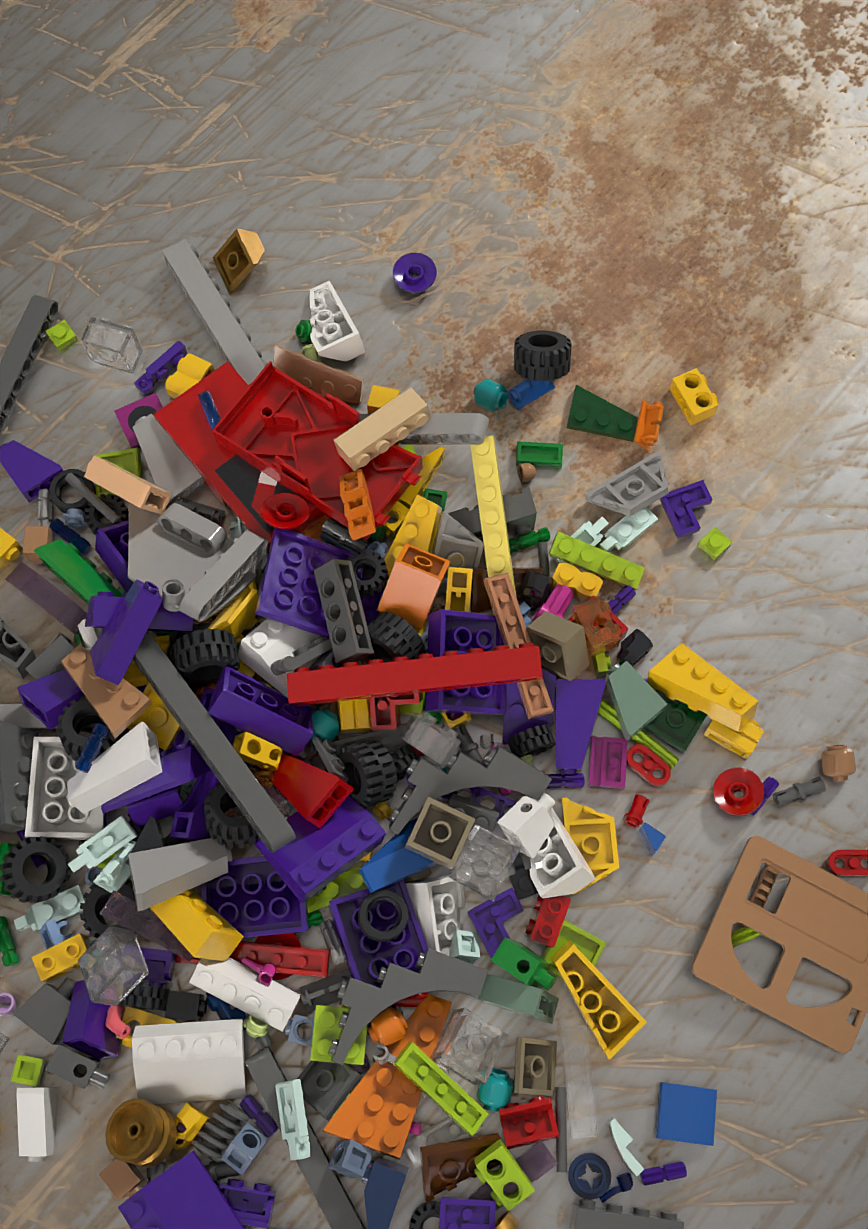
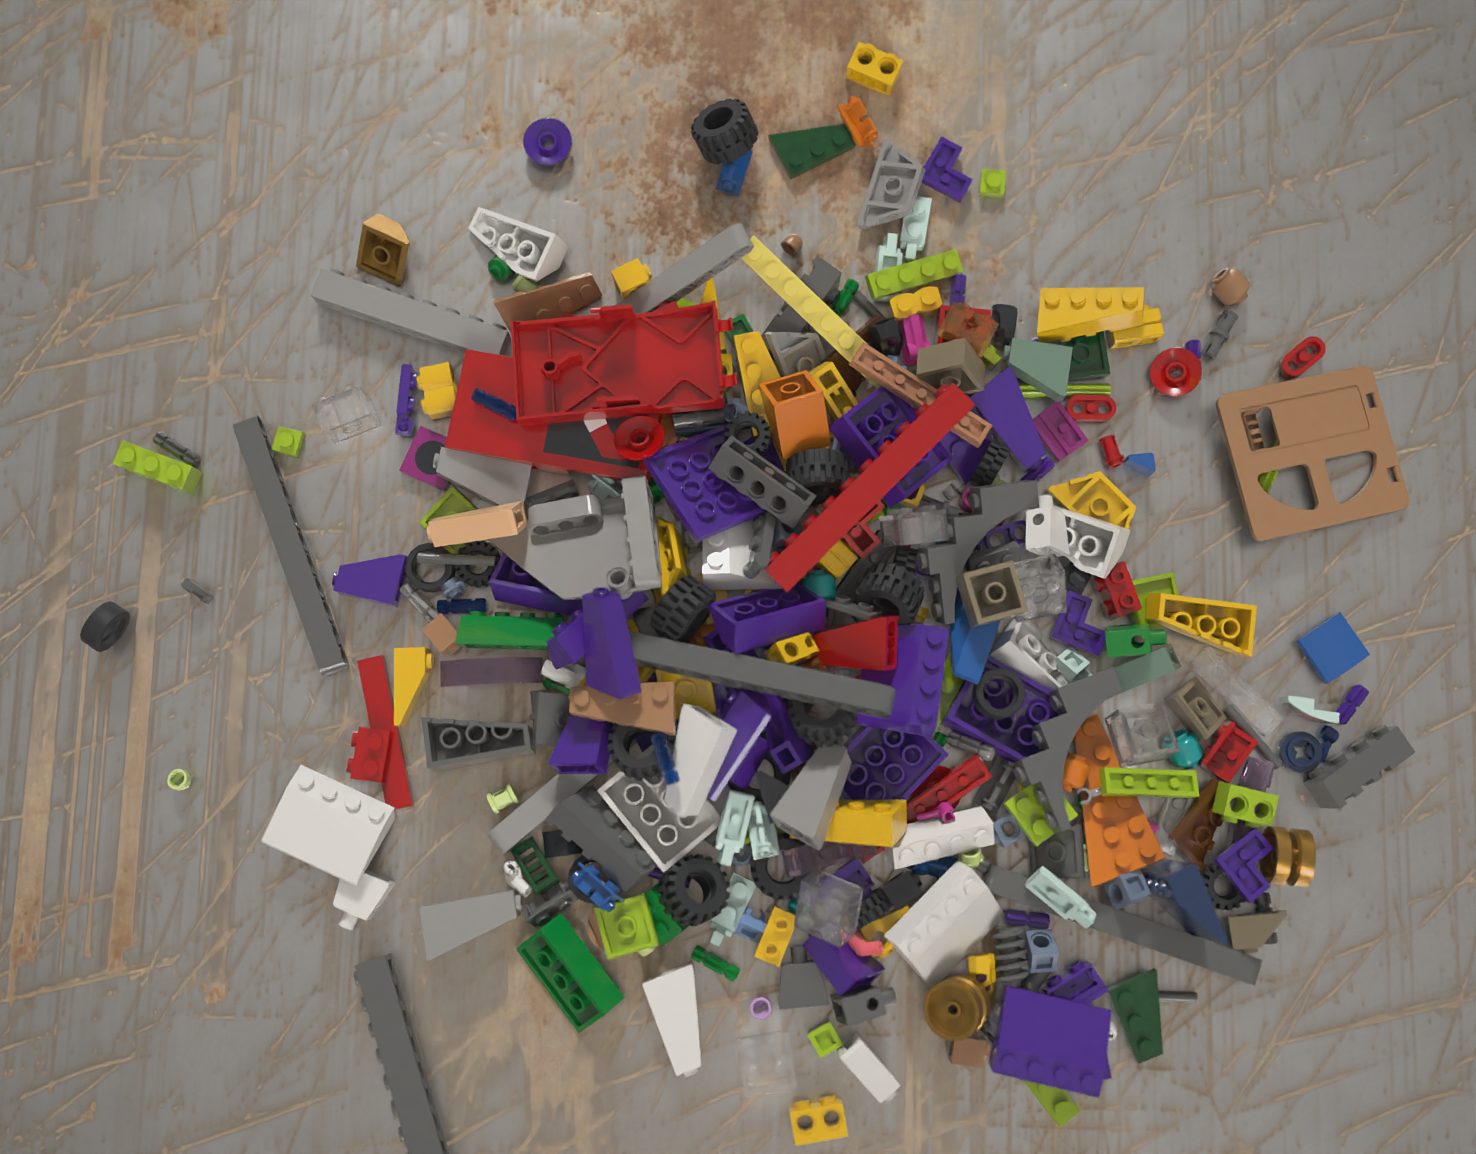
camera: 40 degrees left, 10 degrees up
(357, 504) = (700, 384): orange slope -> none
(382, 429) = (661, 303): tan brick -> none
(490, 395) = (707, 200): teal head -> none
(539, 454) = (789, 220): green tile -> none

